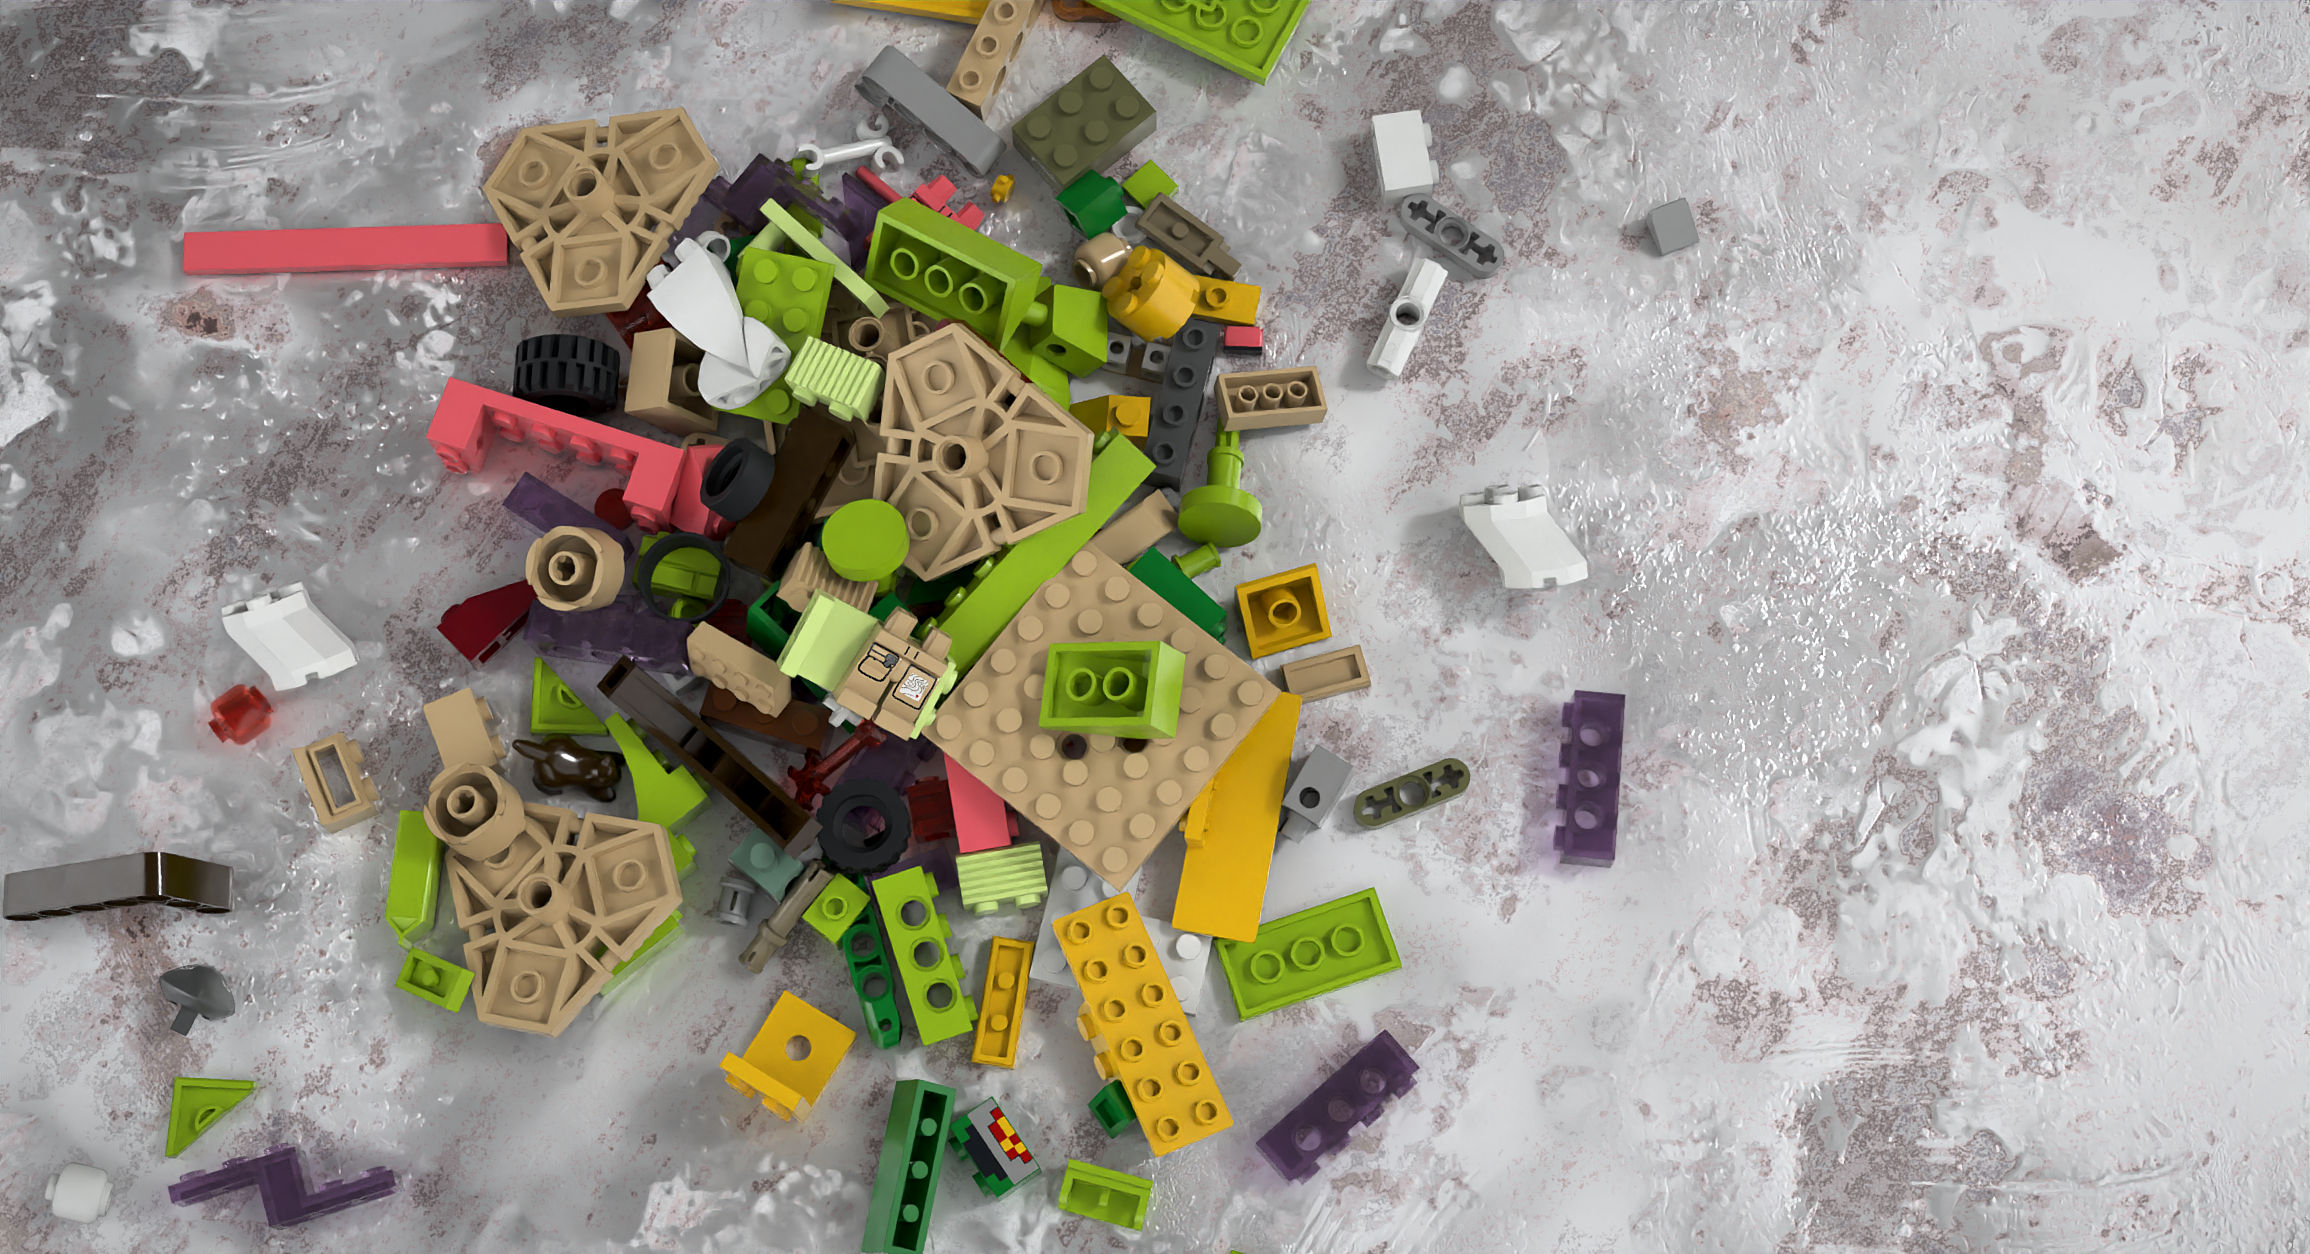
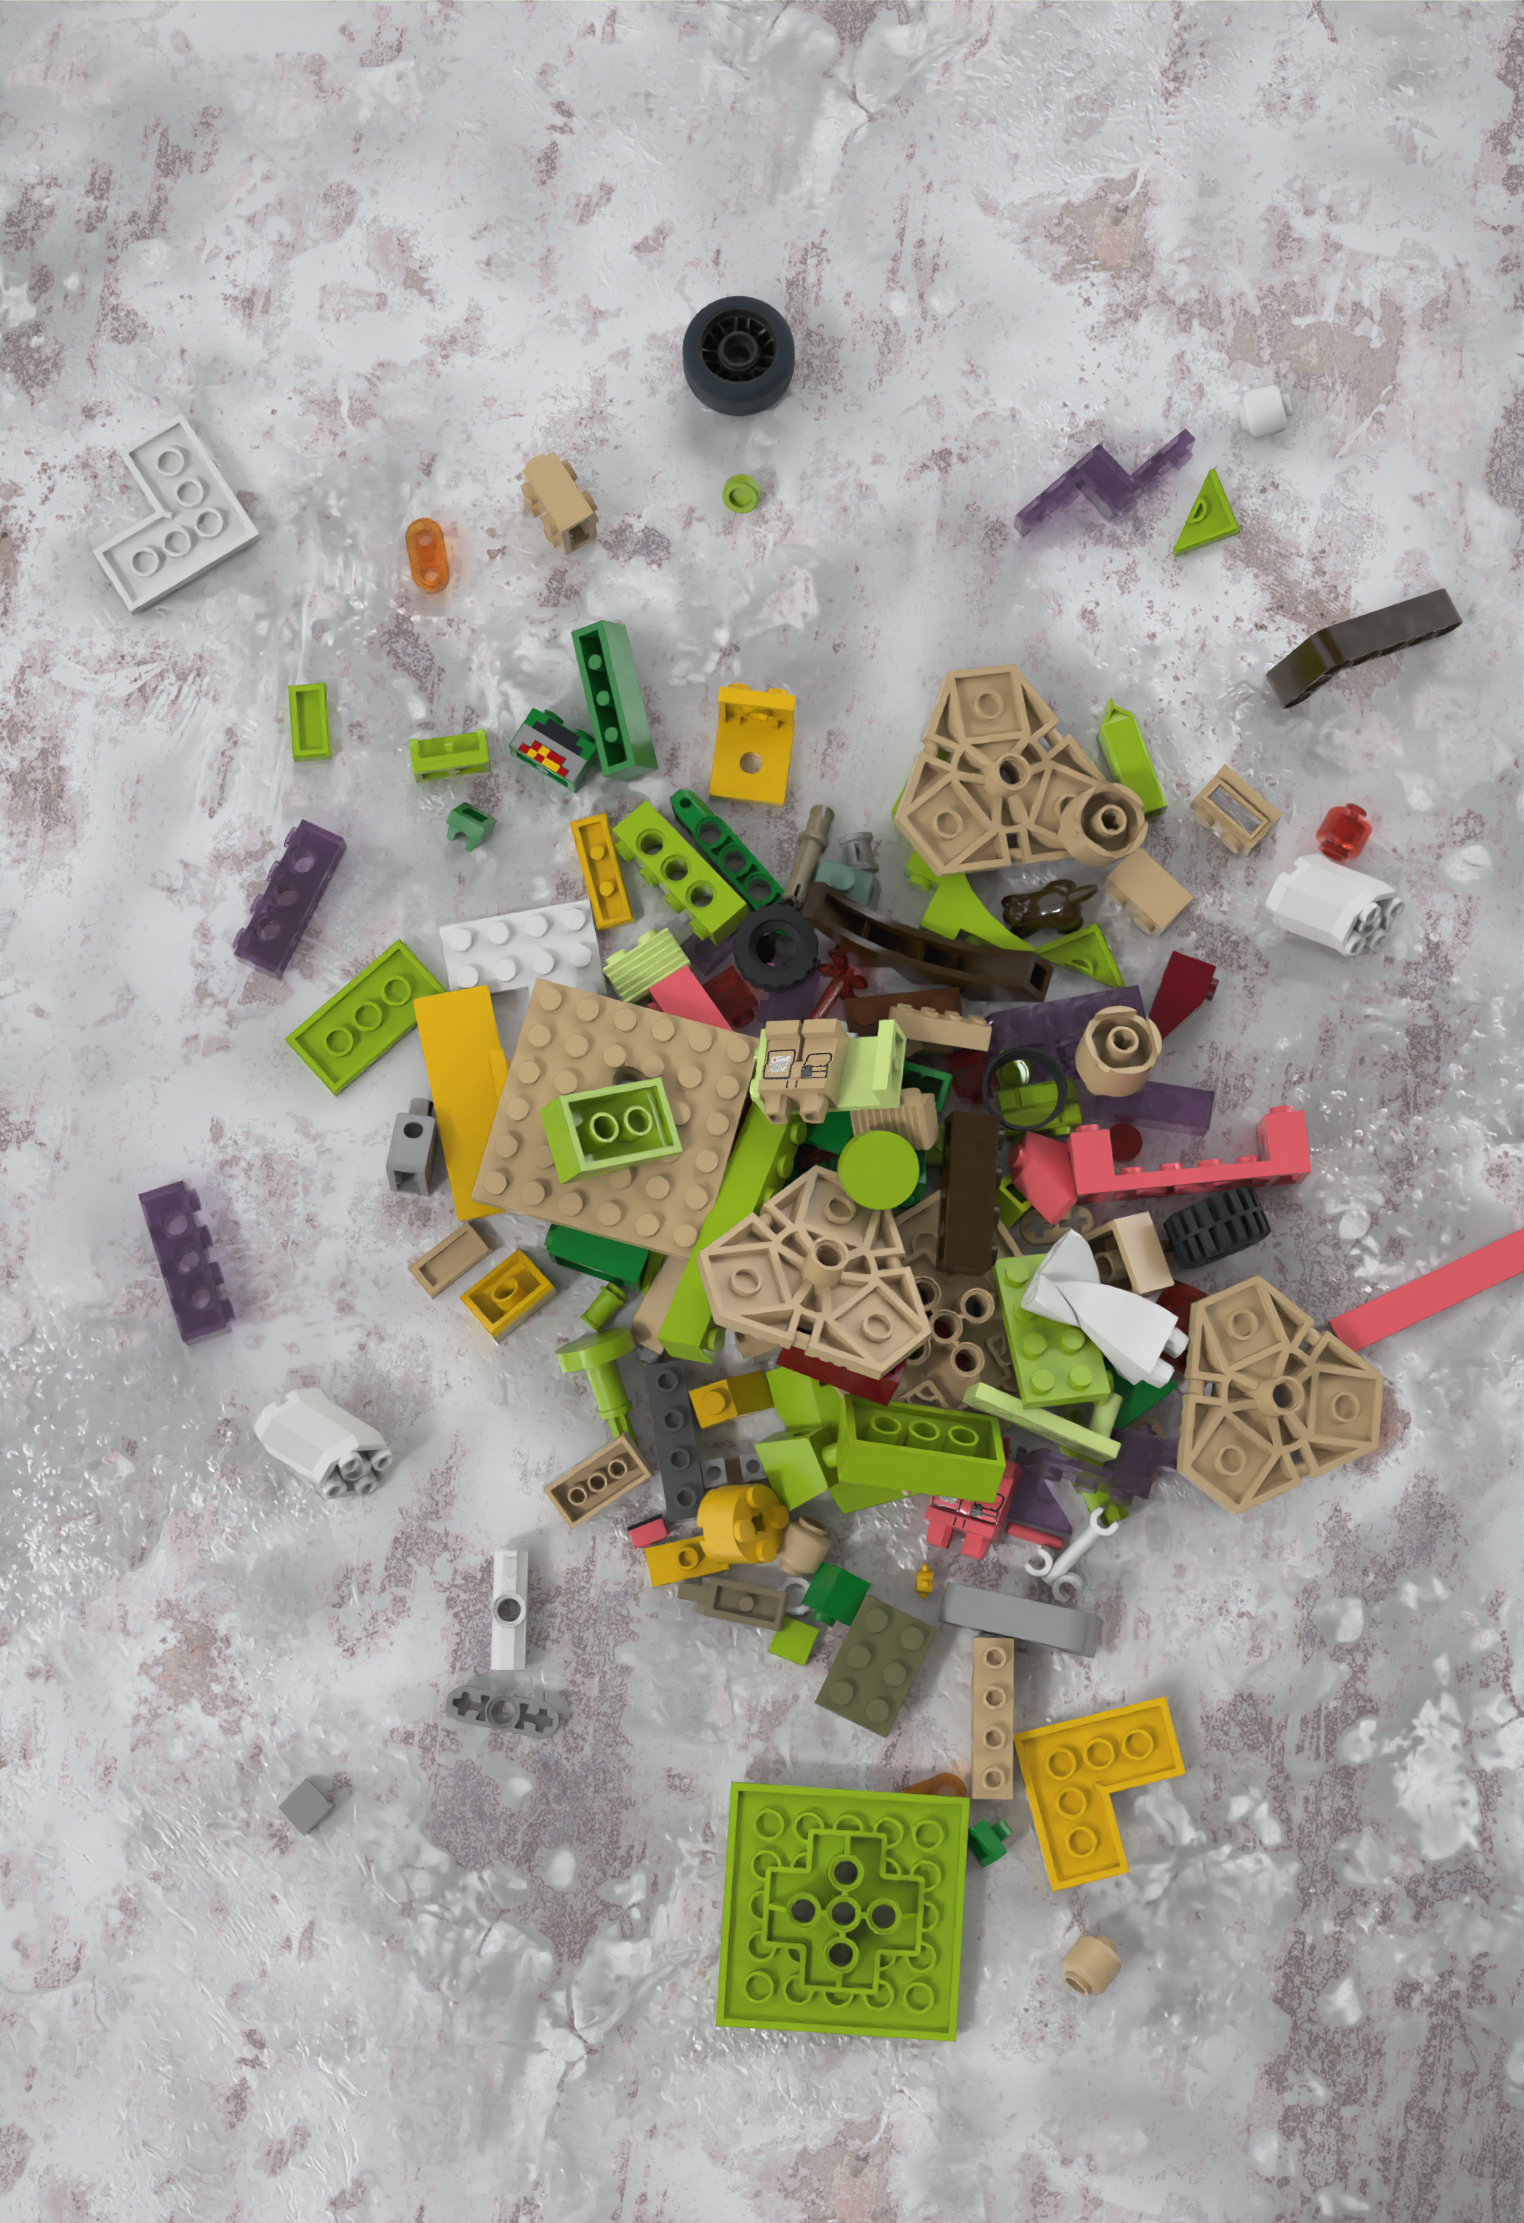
camera: 155 degrees right, 5 degrees up
(199, 991) = (1253, 595): dark grey piece -> none
(434, 979) = (1069, 686): lime plate -> none
(717, 242) = (1140, 1393): white hinge -> none
(737, 479) = (999, 1182): black tyre -> none
(836, 379) = (971, 1300): yellowish green brick -> none
(836, 909) = (768, 877): lime bracket -> none
(1140, 1025) = (477, 892): yellow bracket -> none
(1402, 155) = (576, 1766): white brick -> none
(1444, 792) = (333, 1171): olive beam -> none

